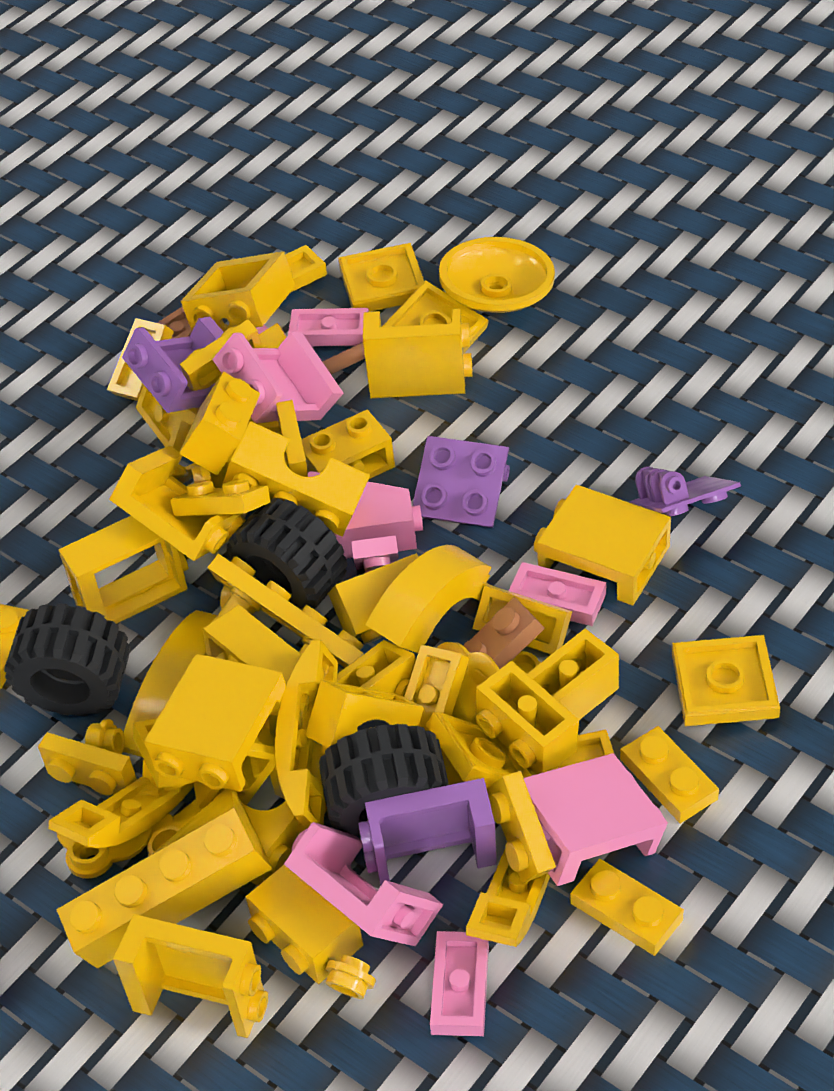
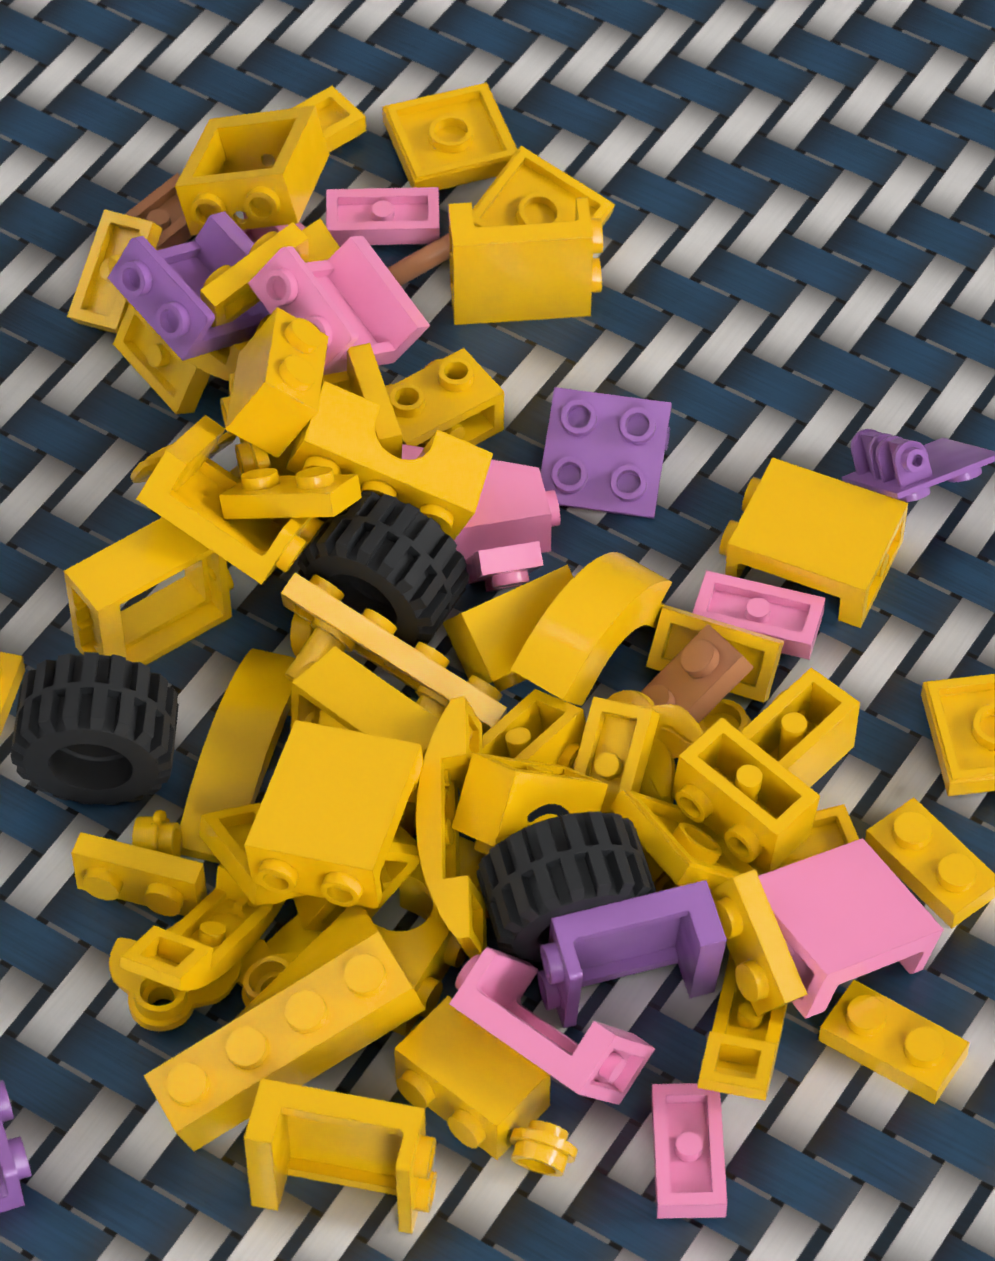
camera: 10 degrees left, 5 degrees up
(496, 274) = (622, 135): yellow dish -> none

